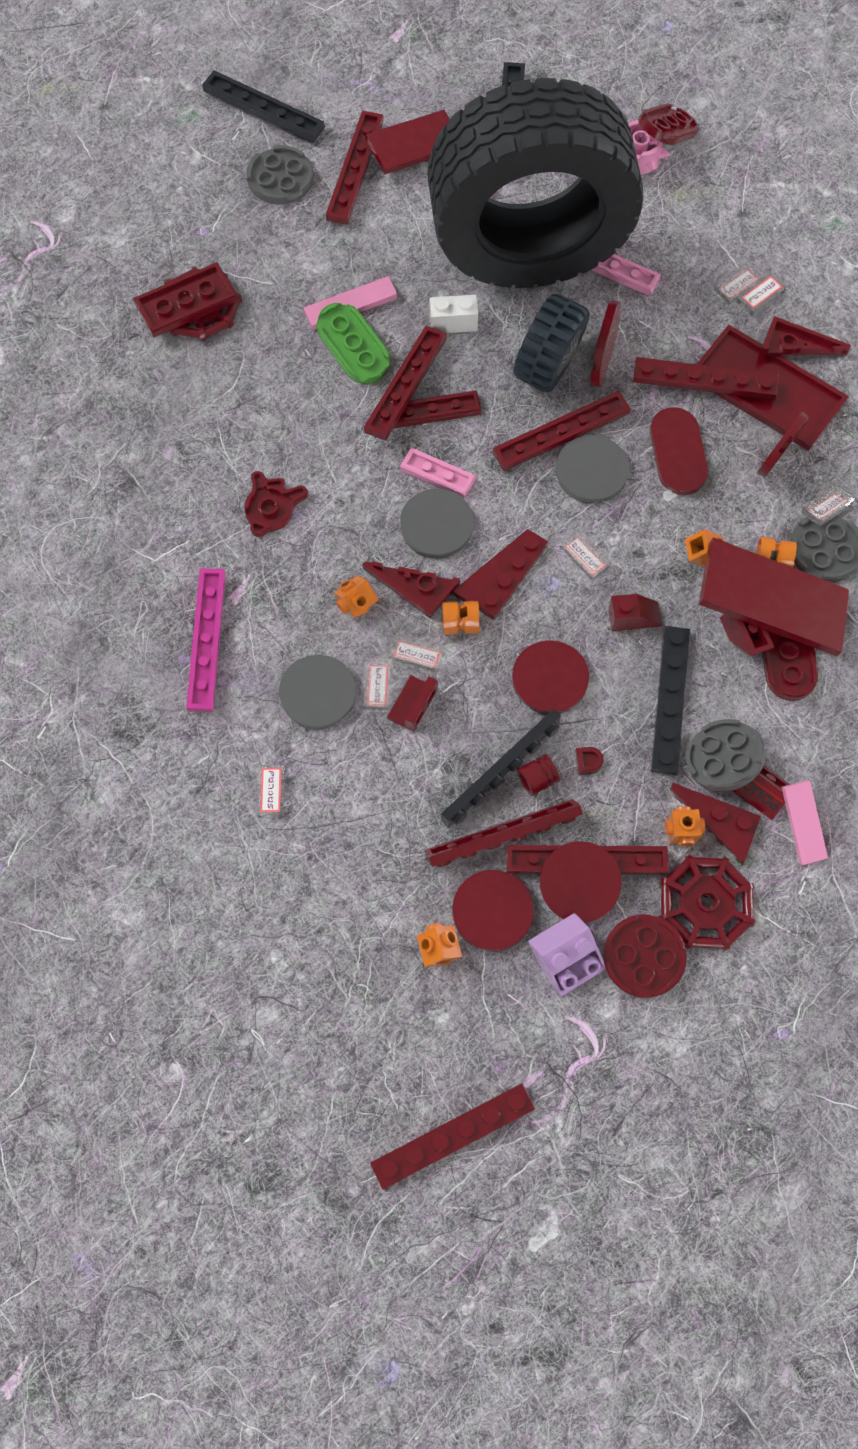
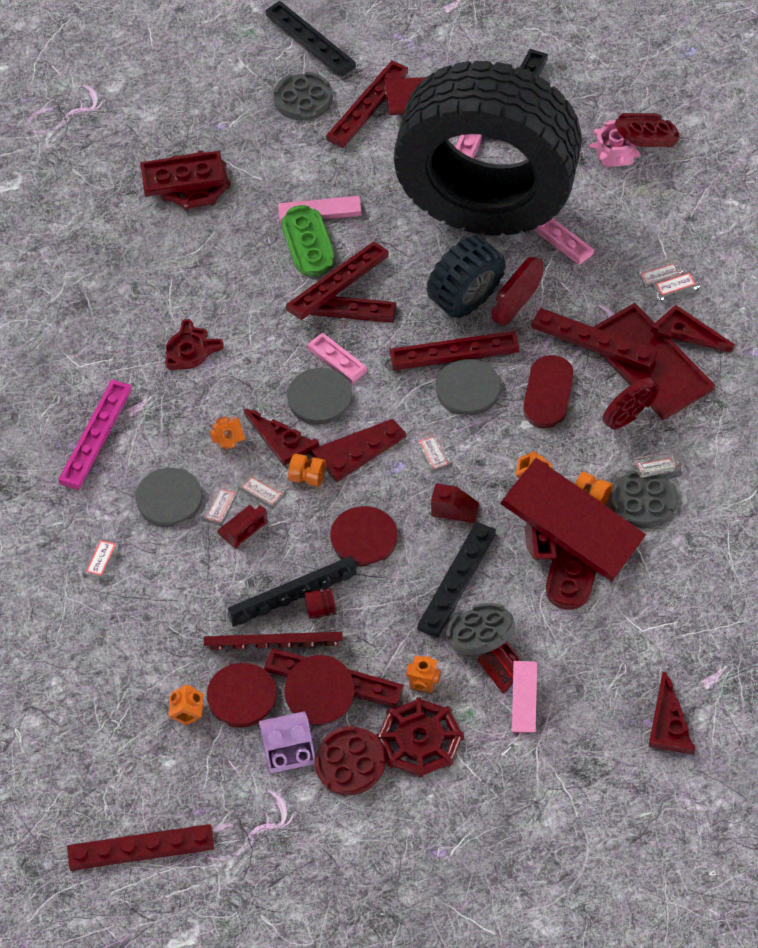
camera: 20 degrees right, 15 degrees down
(454, 313) = (401, 237): white brick -> none
(588, 760) = (368, 606): dark red tile -> none
(728, 823) = (464, 685): dark red wing -> none

